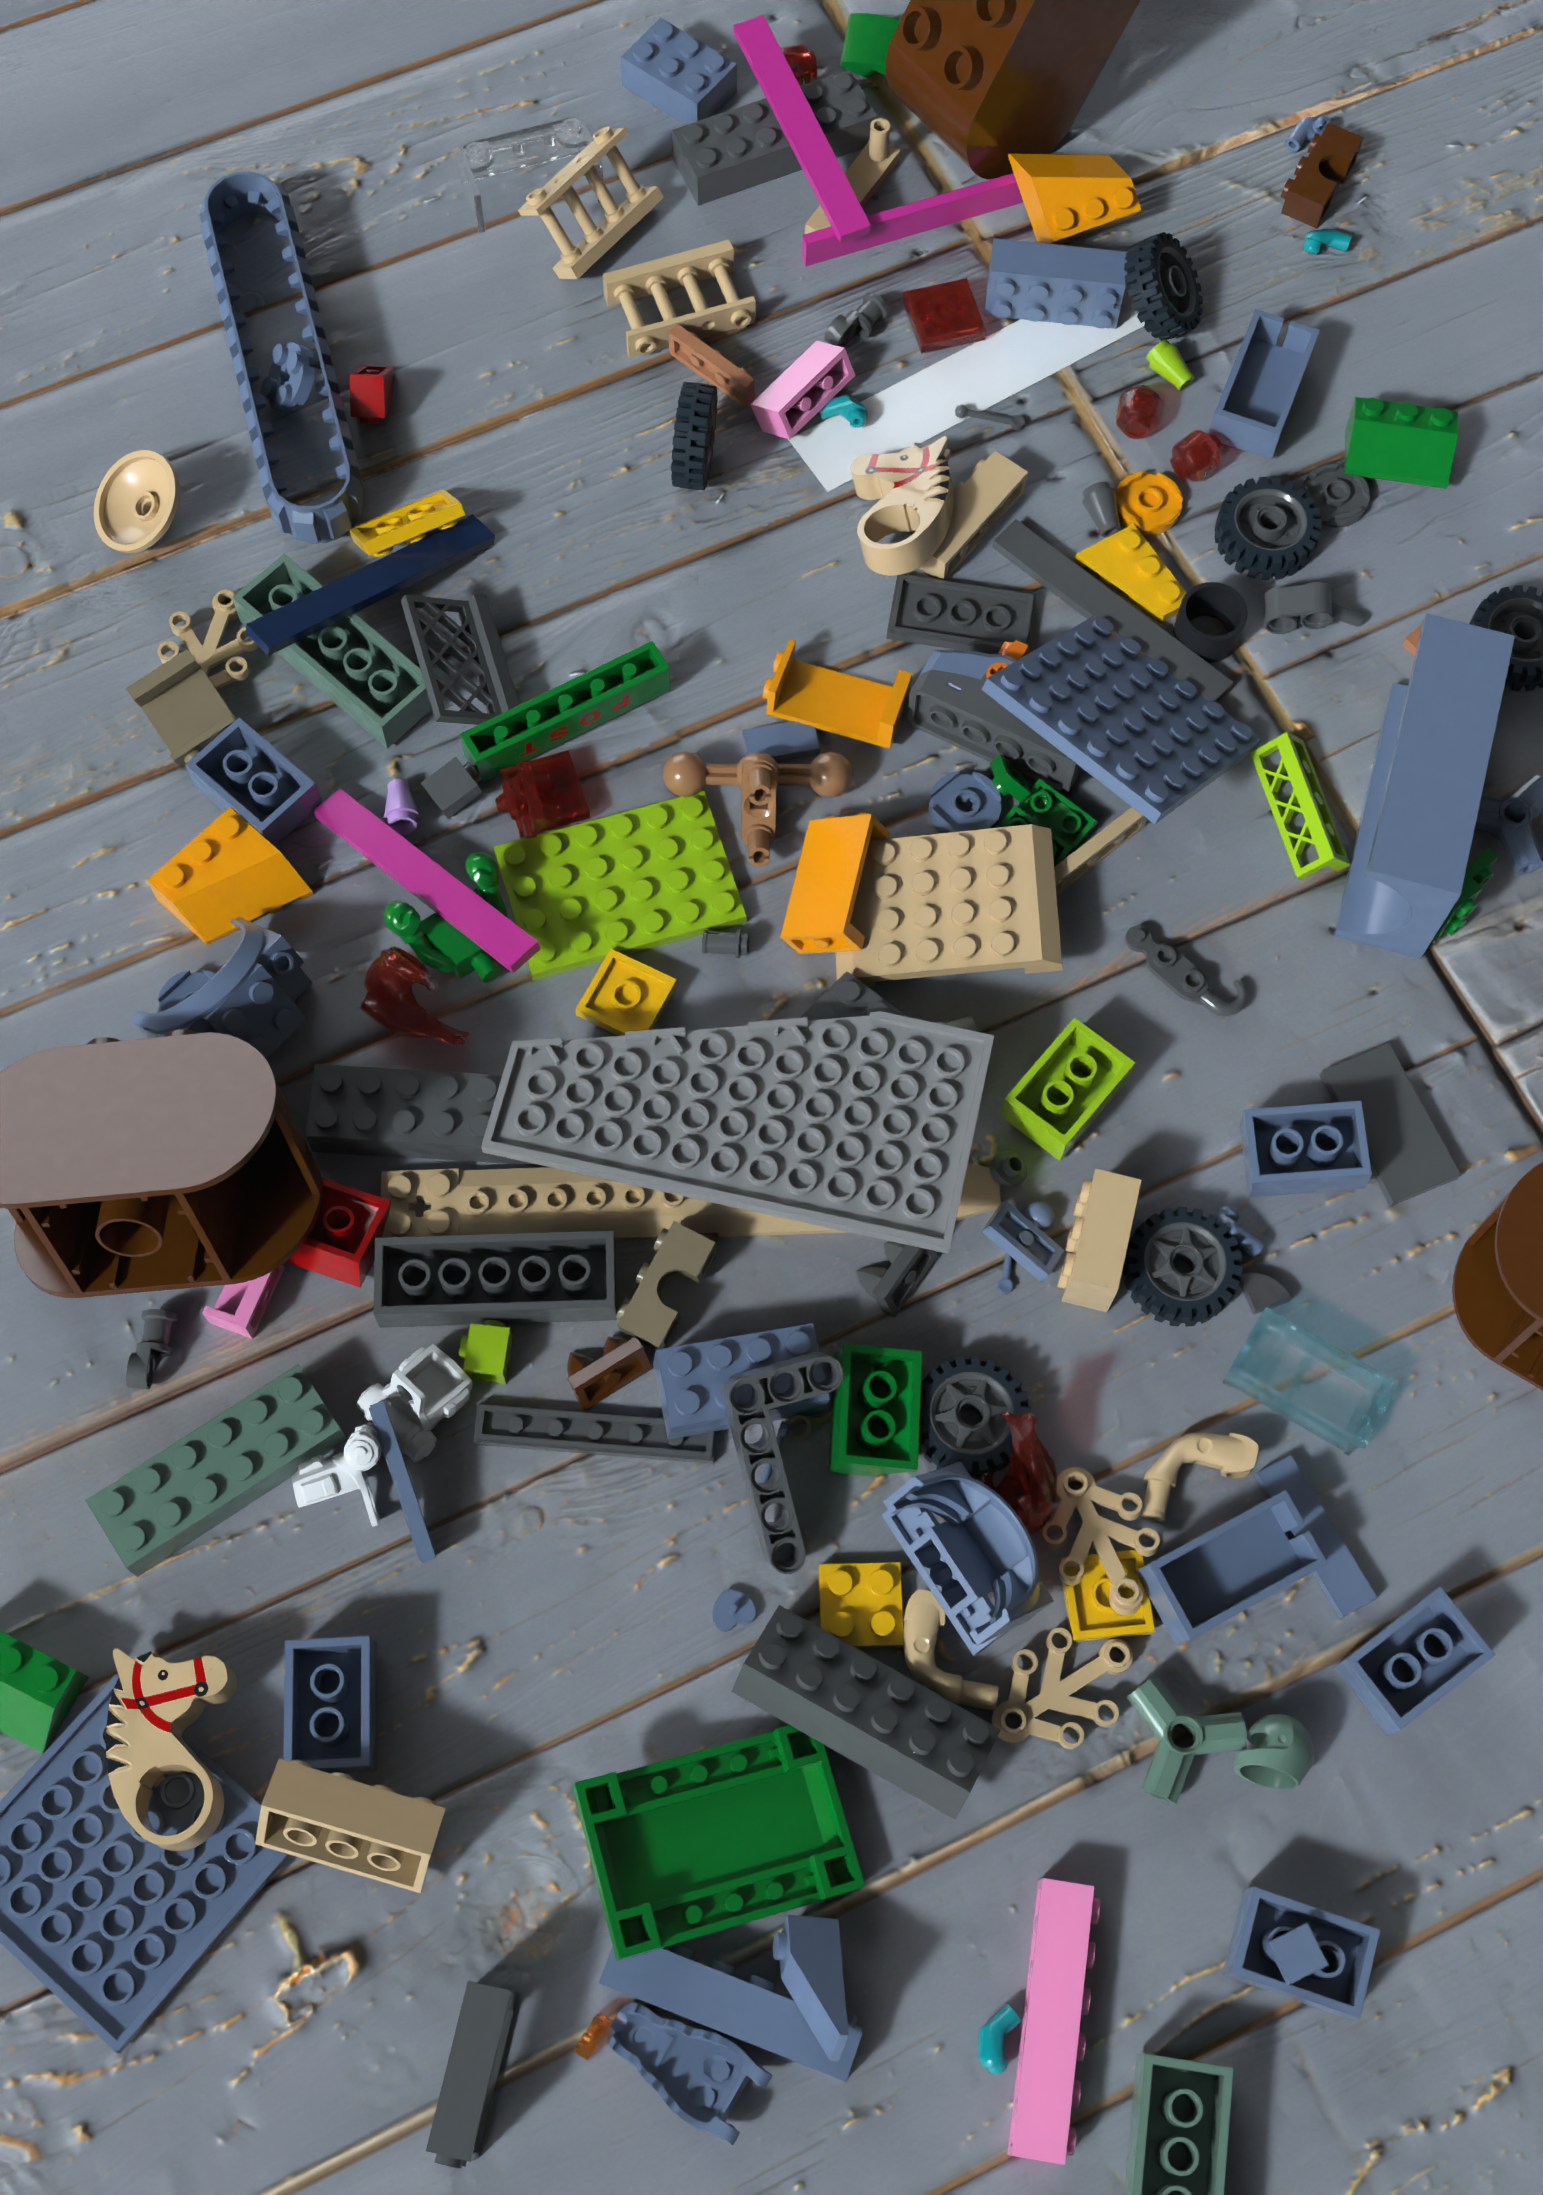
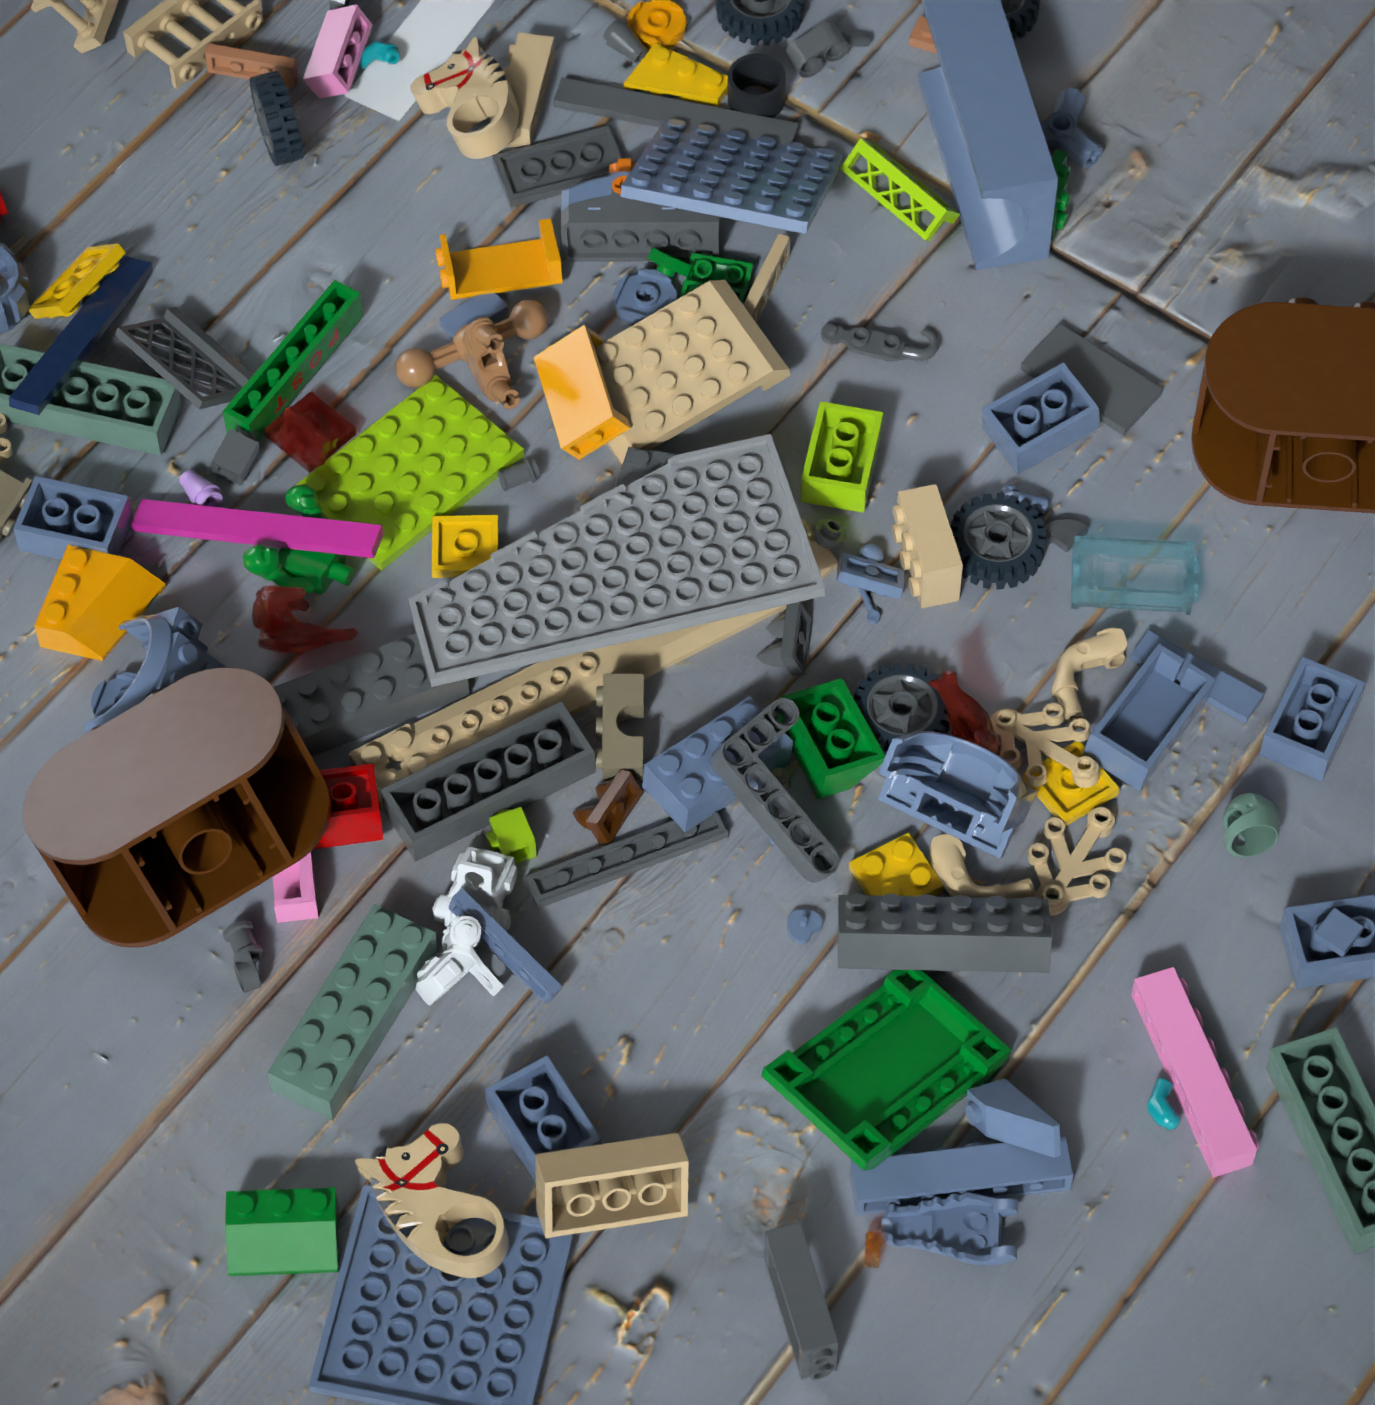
camera: 25 degrees left, 10 degrees down
(1016, 422) = (518, 8): dark grey hinge -> none
(1207, 1736) = (1179, 865): sand green piece -> none

